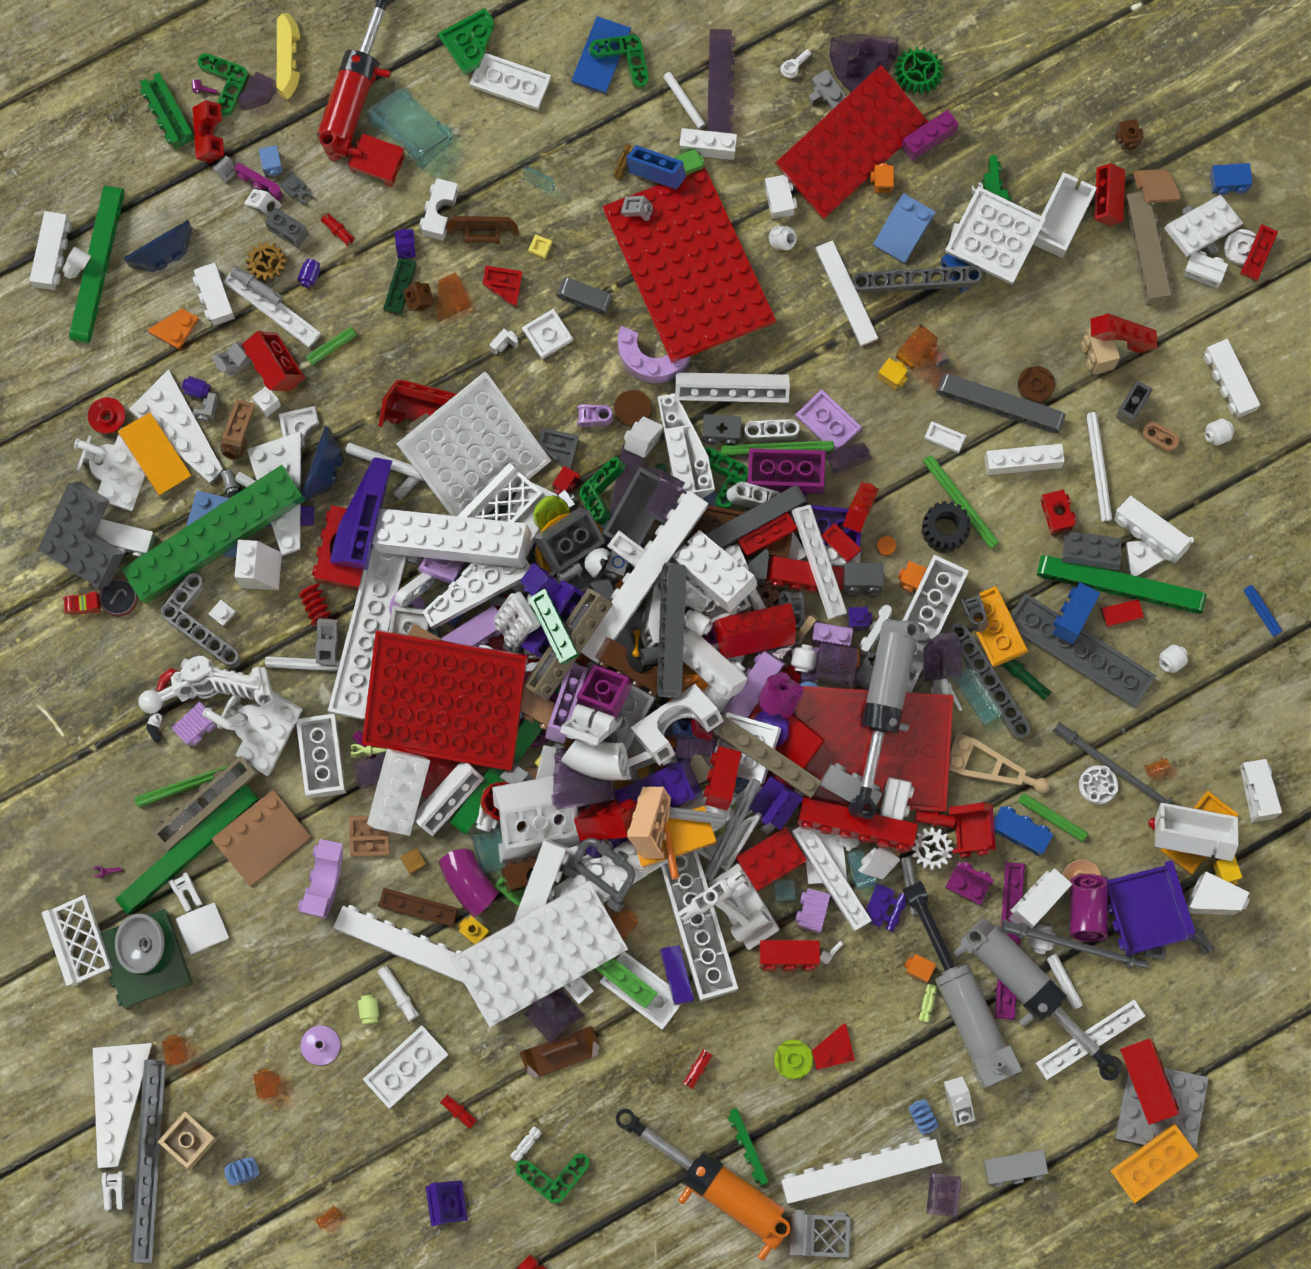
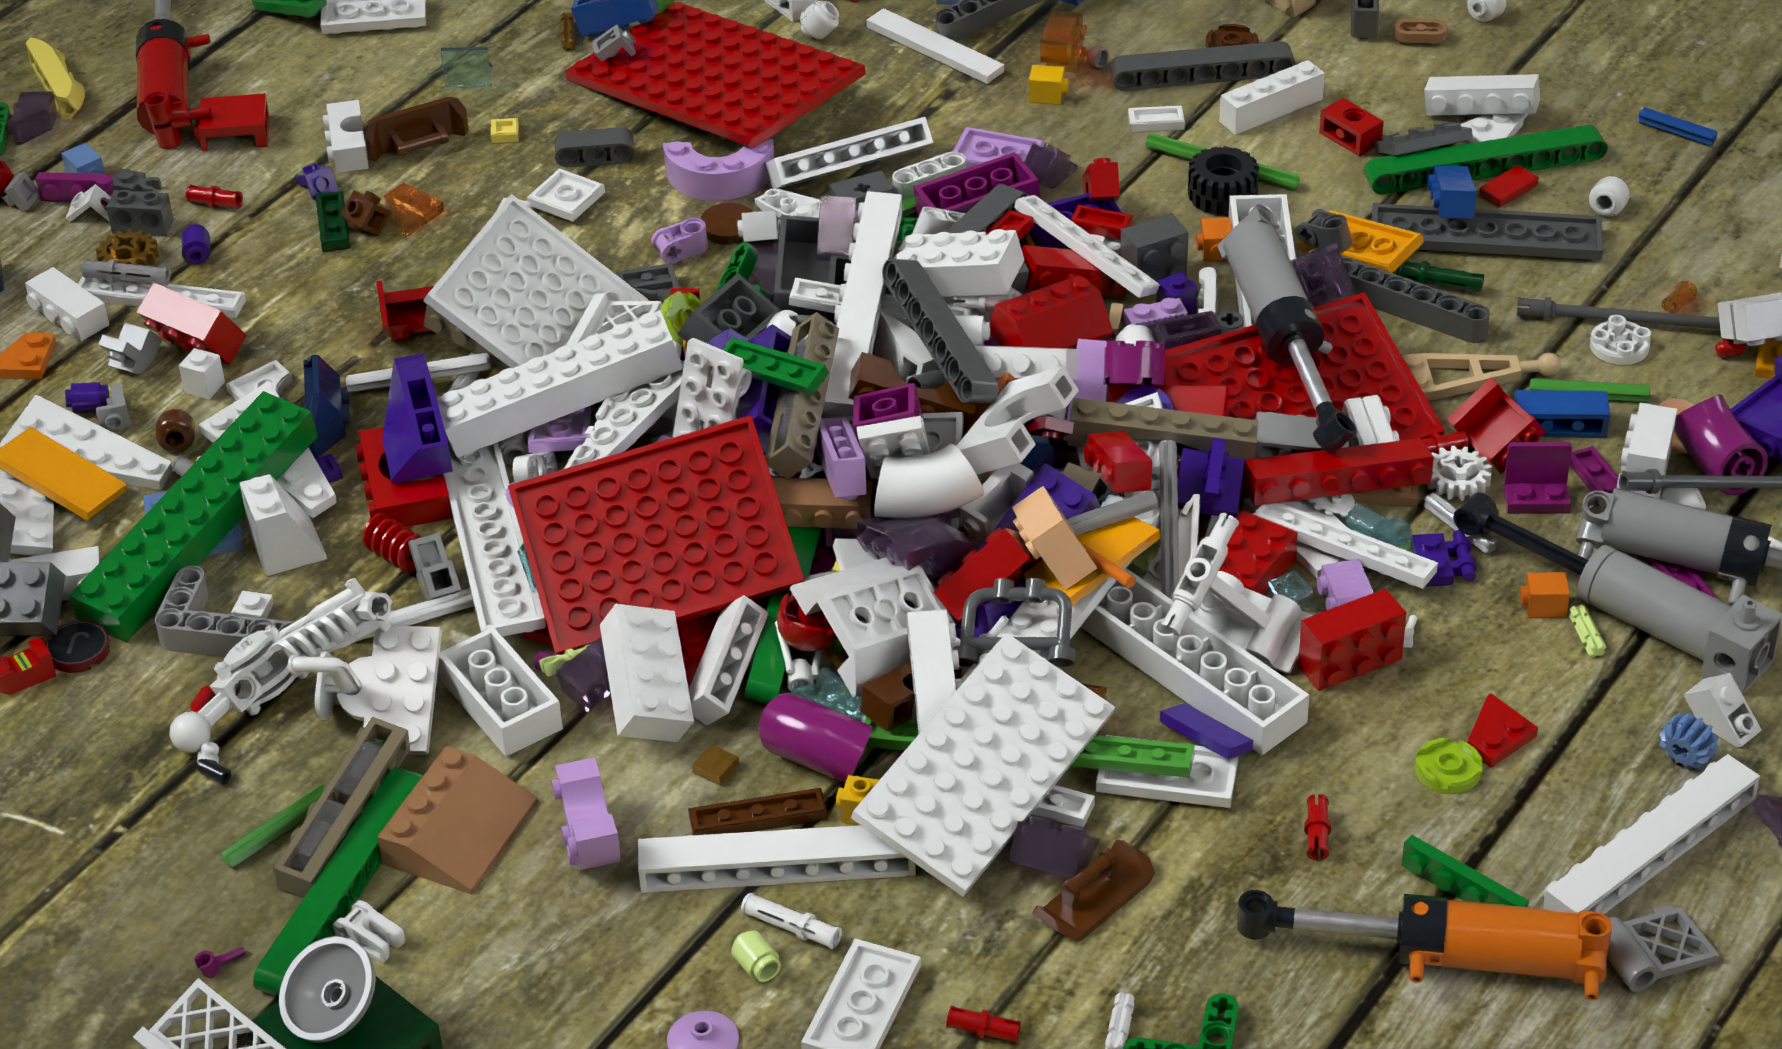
camera: 25 degrees left, 35 degrees down
(193, 725) = (276, 734): lavender brick -> none
(202, 928) = (420, 966): white slope -> none
(238, 423) = (171, 401): medium nougat plate -> none
(331, 345) = (266, 300): bright green axle -> none
(365, 839) = (627, 762): medium nougat slope -> none
(410, 126) = (290, 80): clear light blue windscreen -> none
(503, 283) = (475, 170): red wing -> none
(879, 862) = (1399, 500): white slope -> none
(977, 697) = (1403, 318): clear light blue plate -> none
(1099, 467) = (1369, 80): white axle -> none

